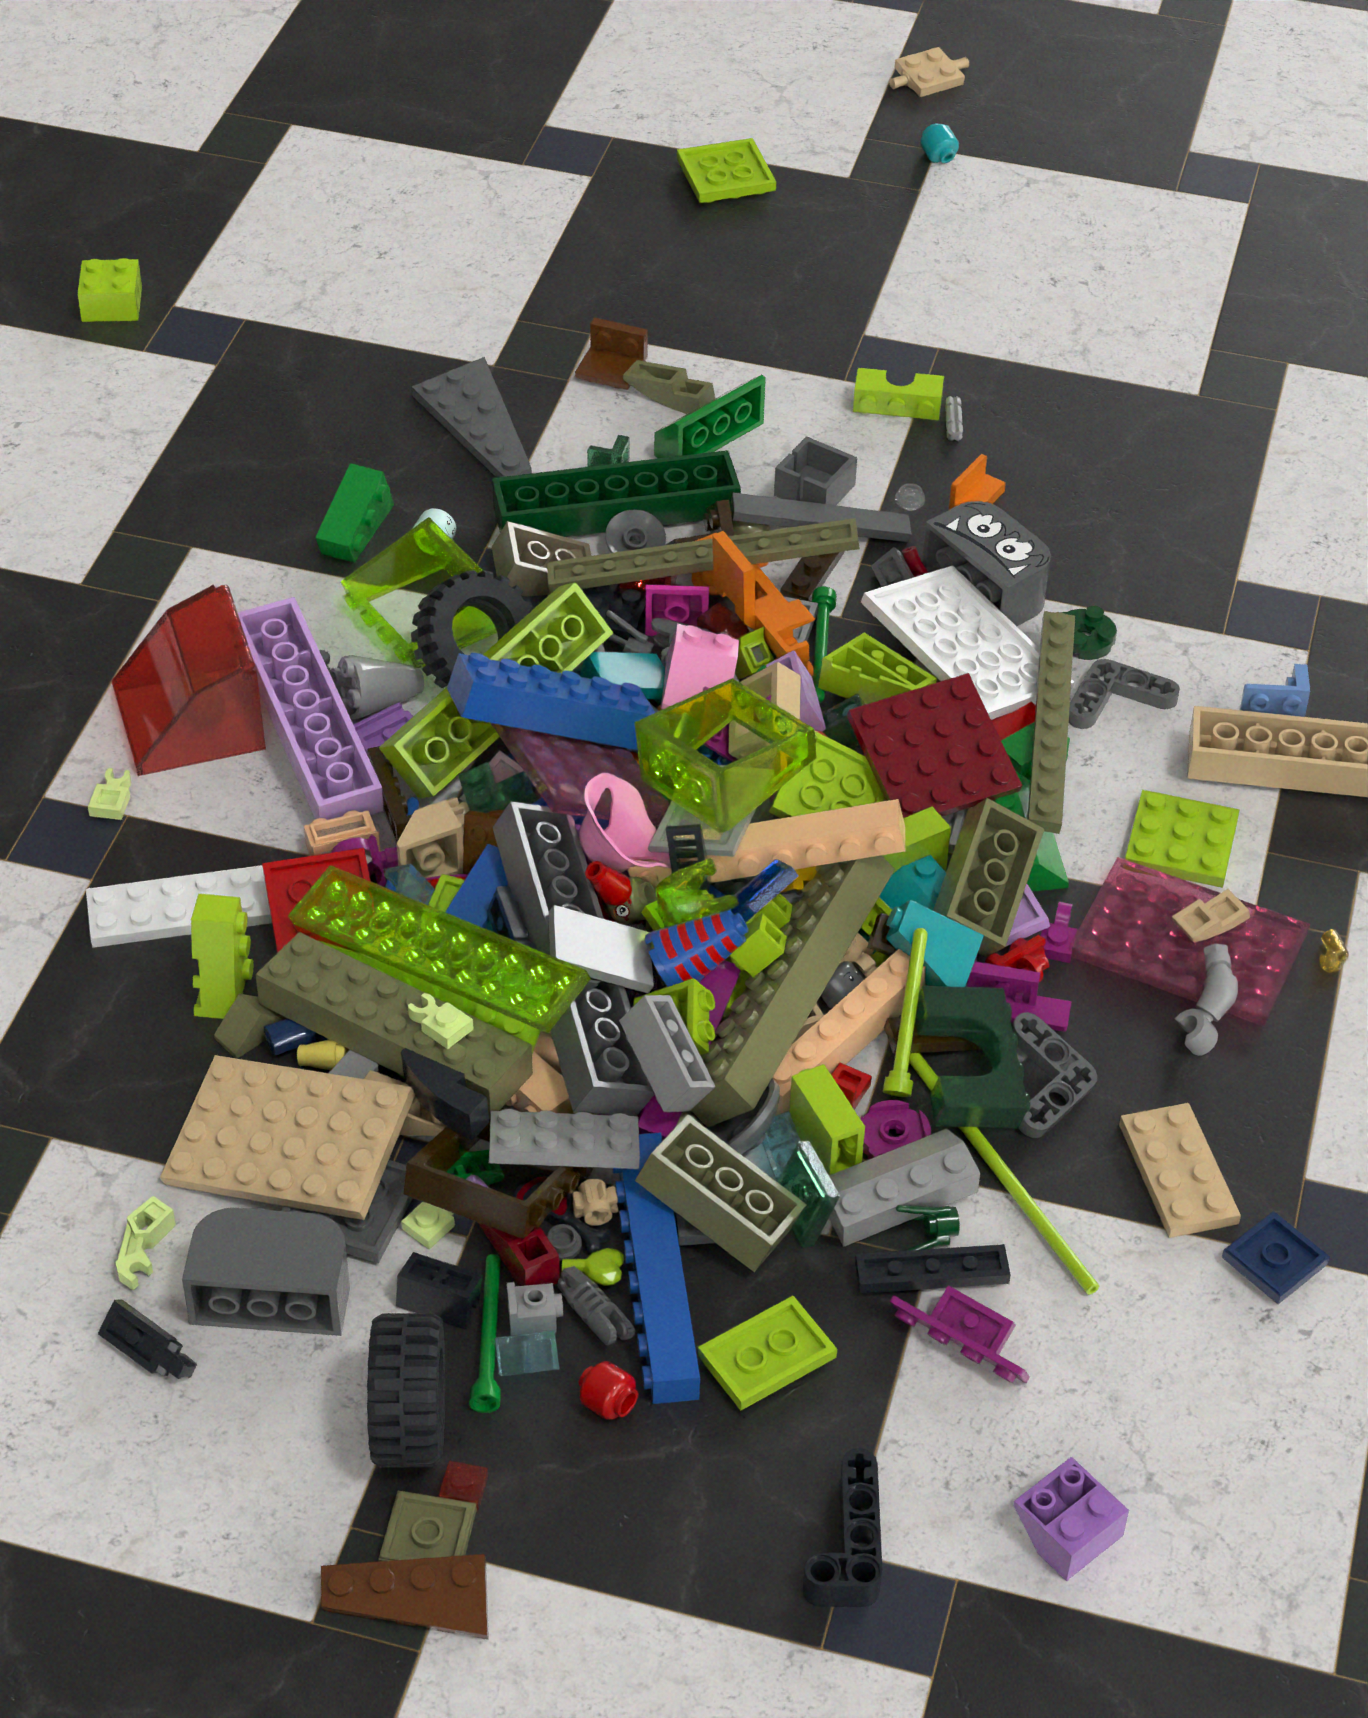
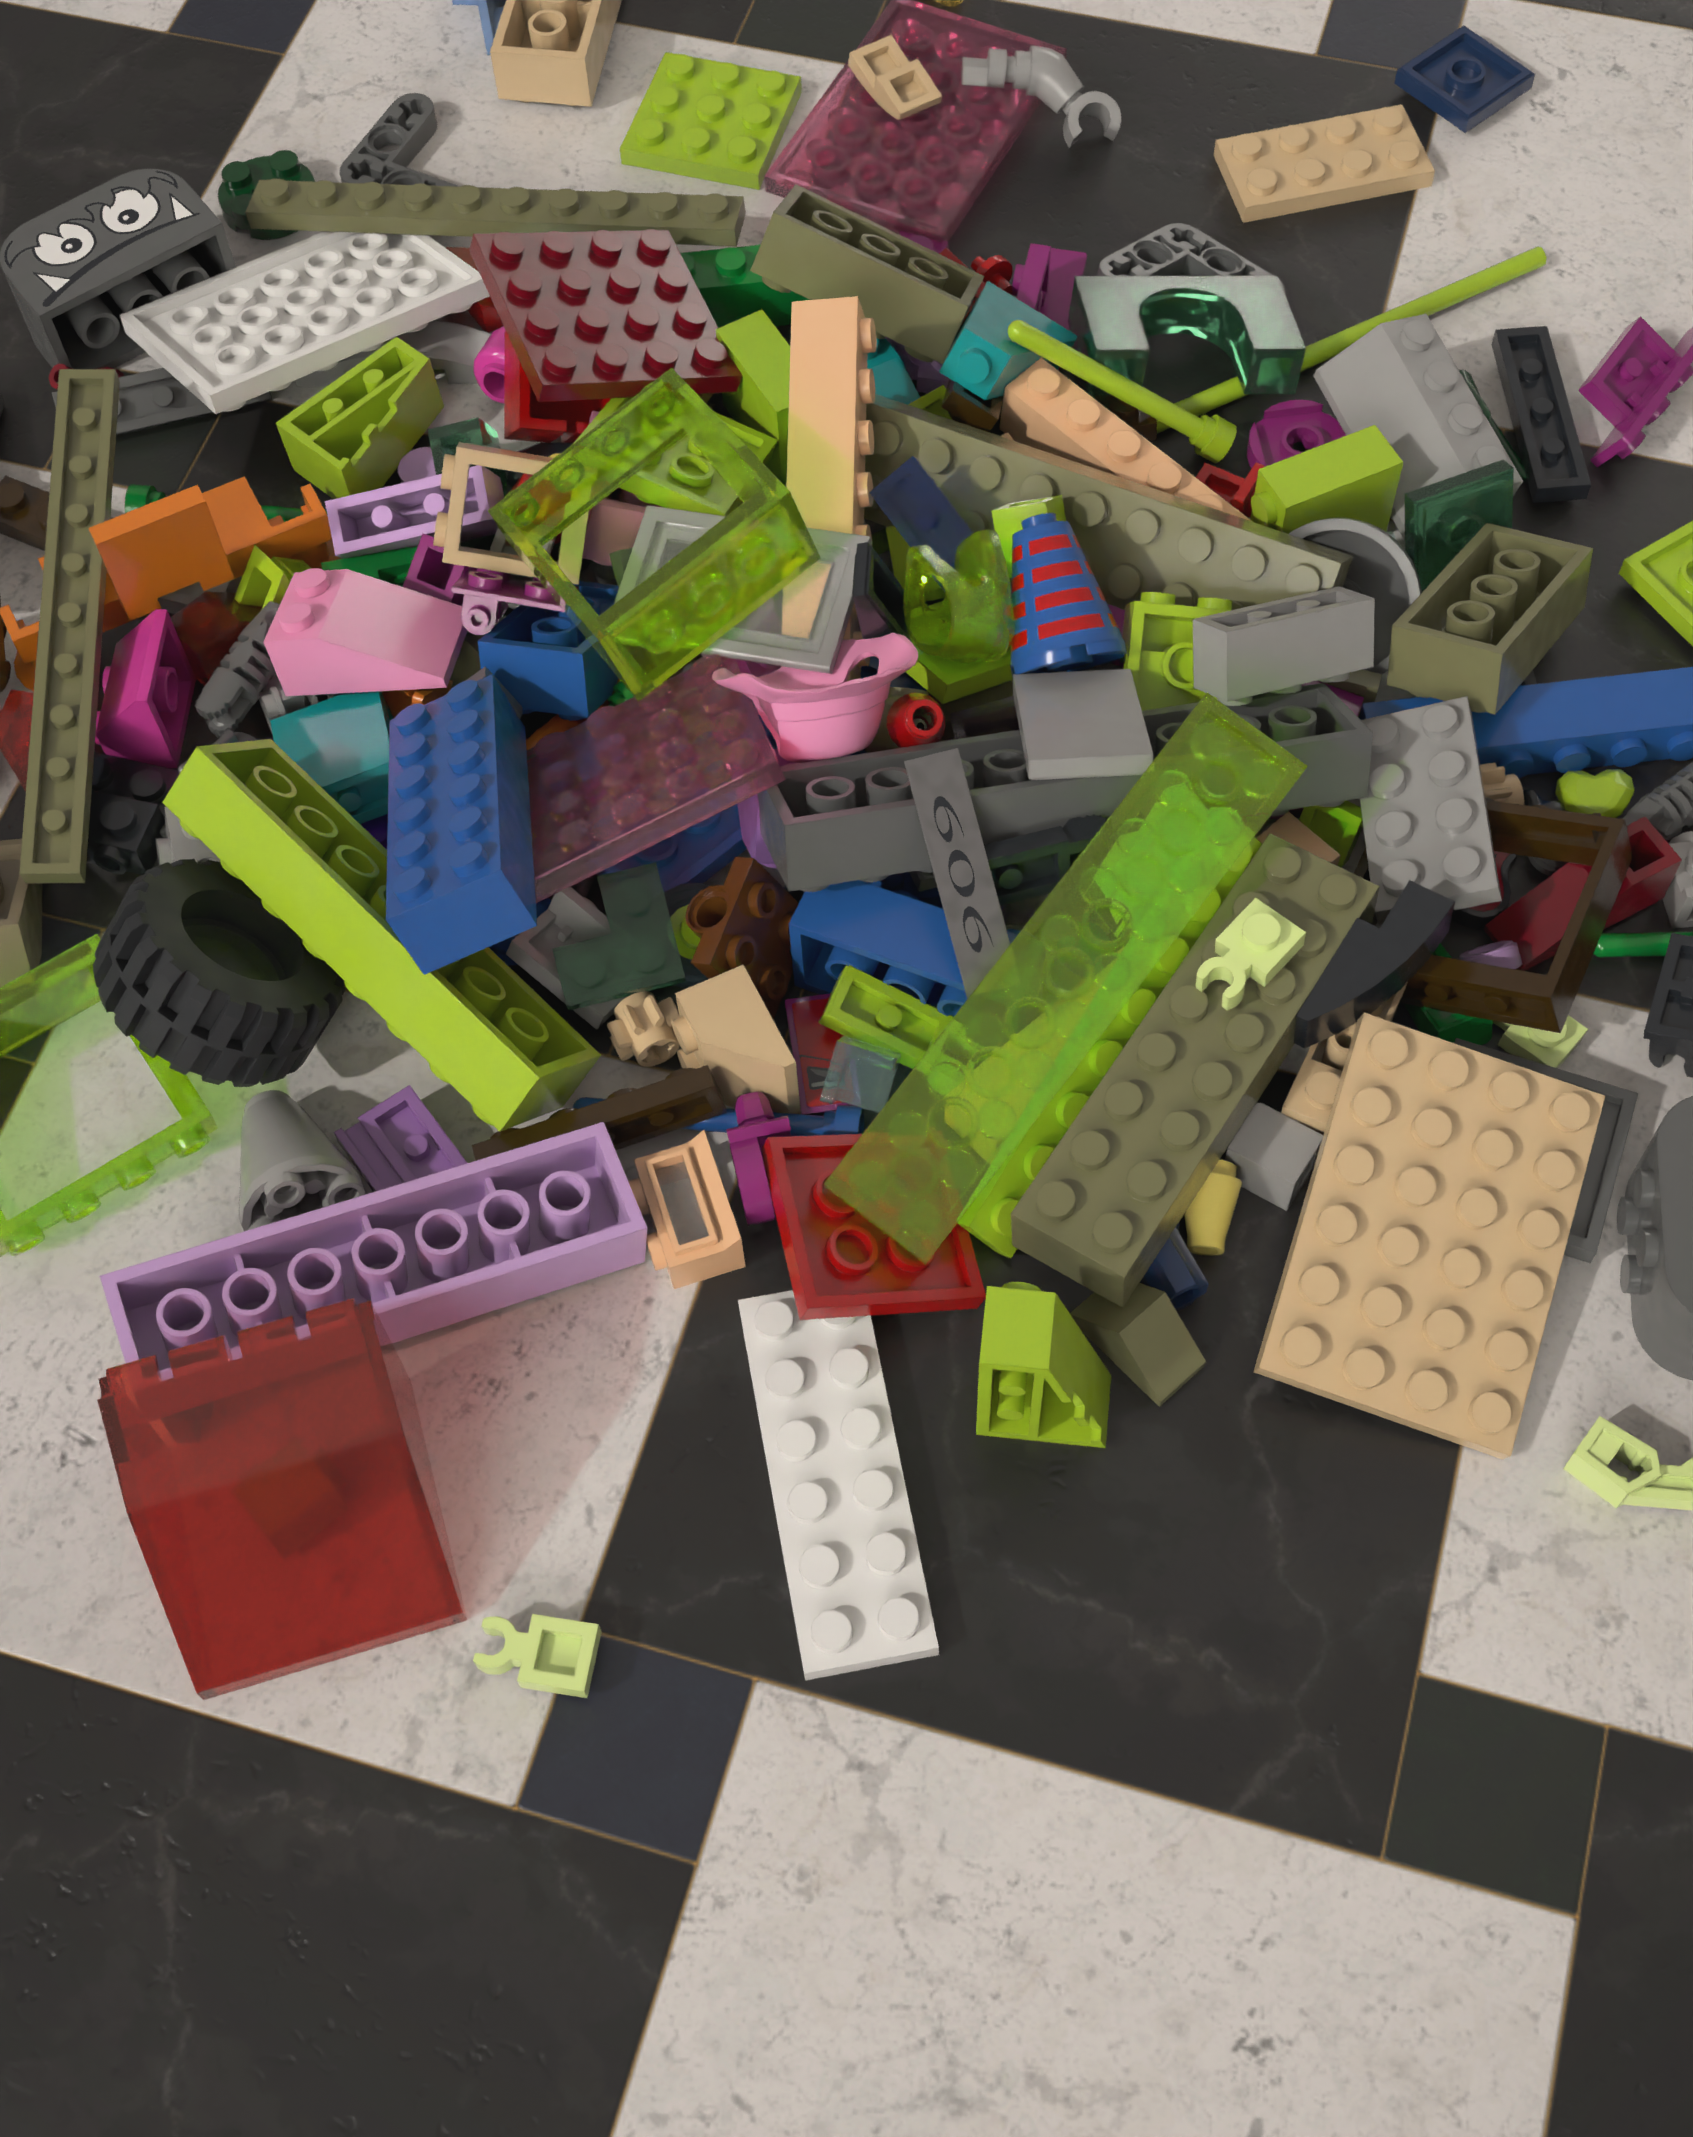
camera: 85 degrees left, 15 degrees up
(502, 885) = (959, 863): none -> flat silver sticker

